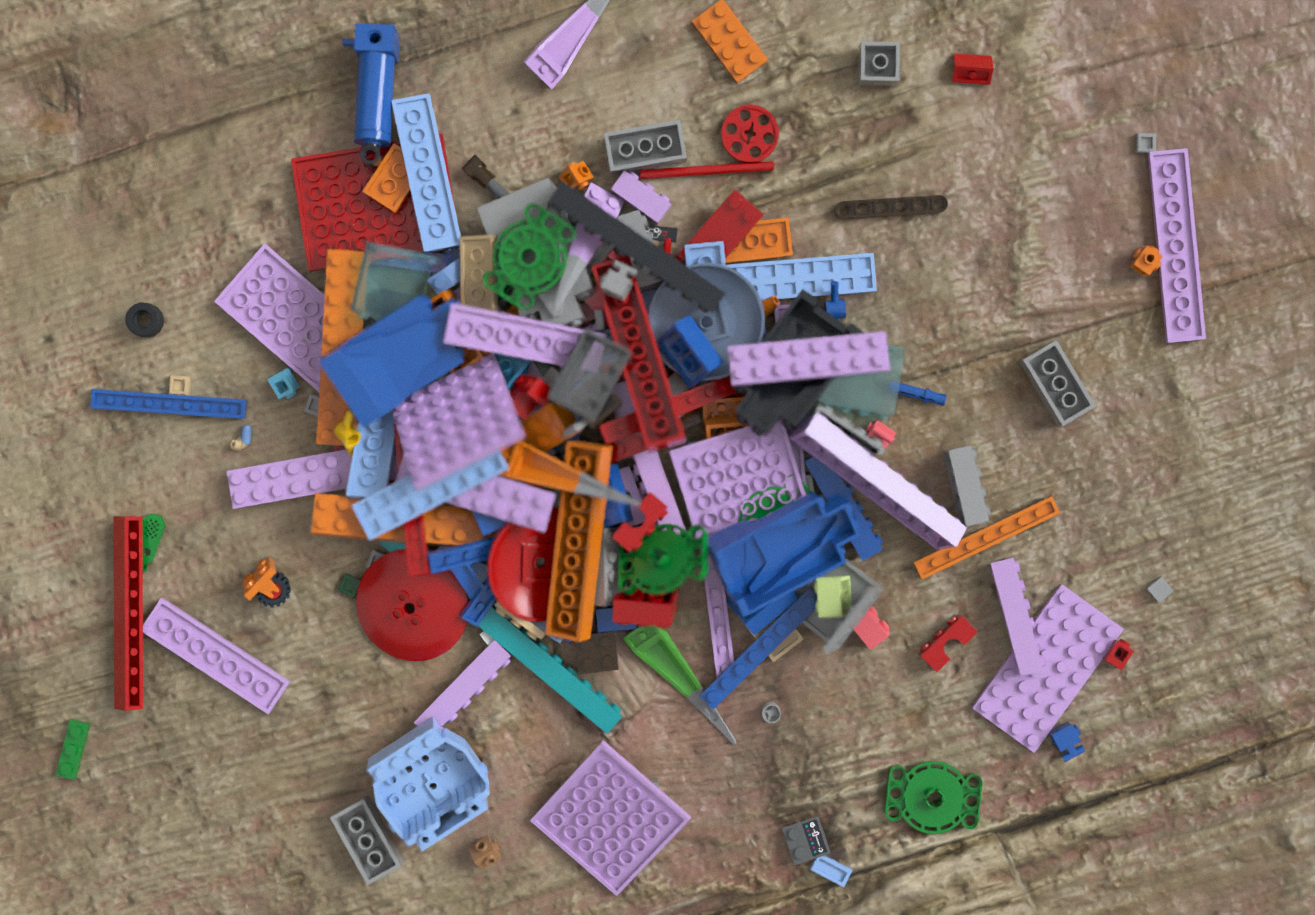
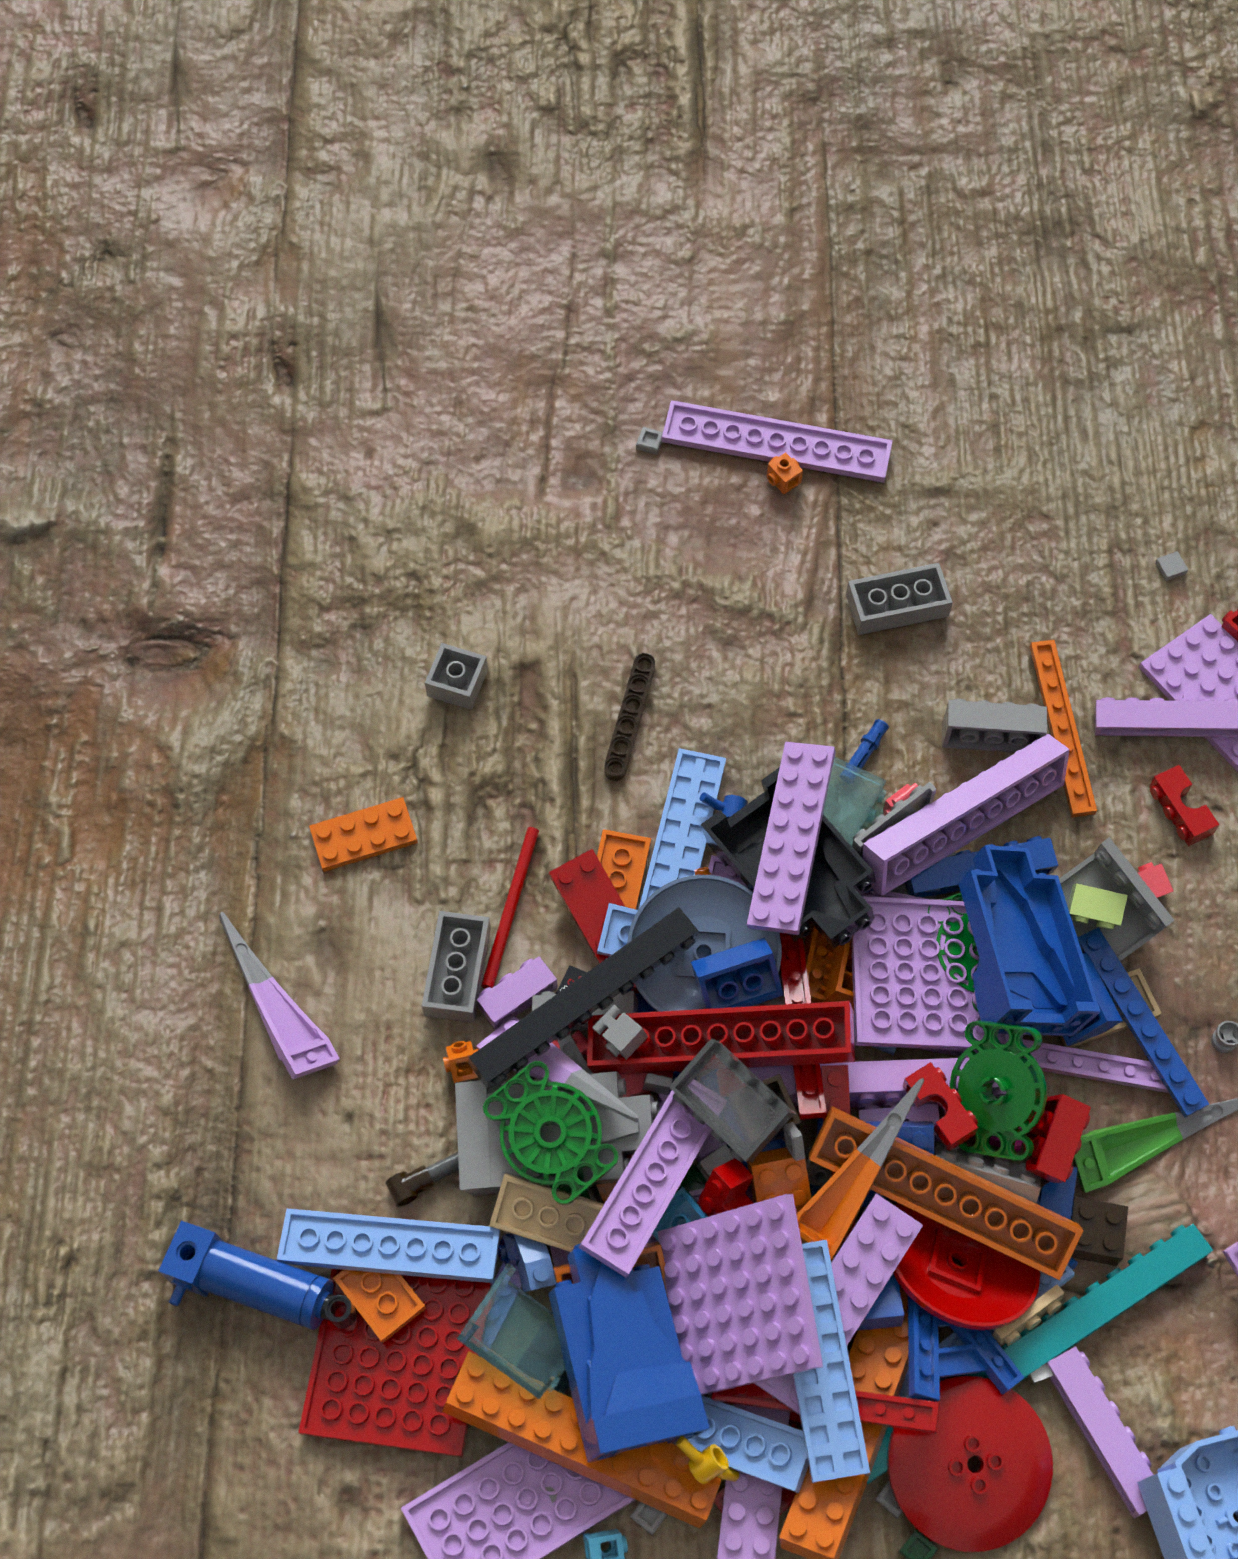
camera: 70 degrees left, 25 degrees down
(744, 126) = (487, 854): red wedge -> none
(972, 69) = (500, 584): red panel -> none

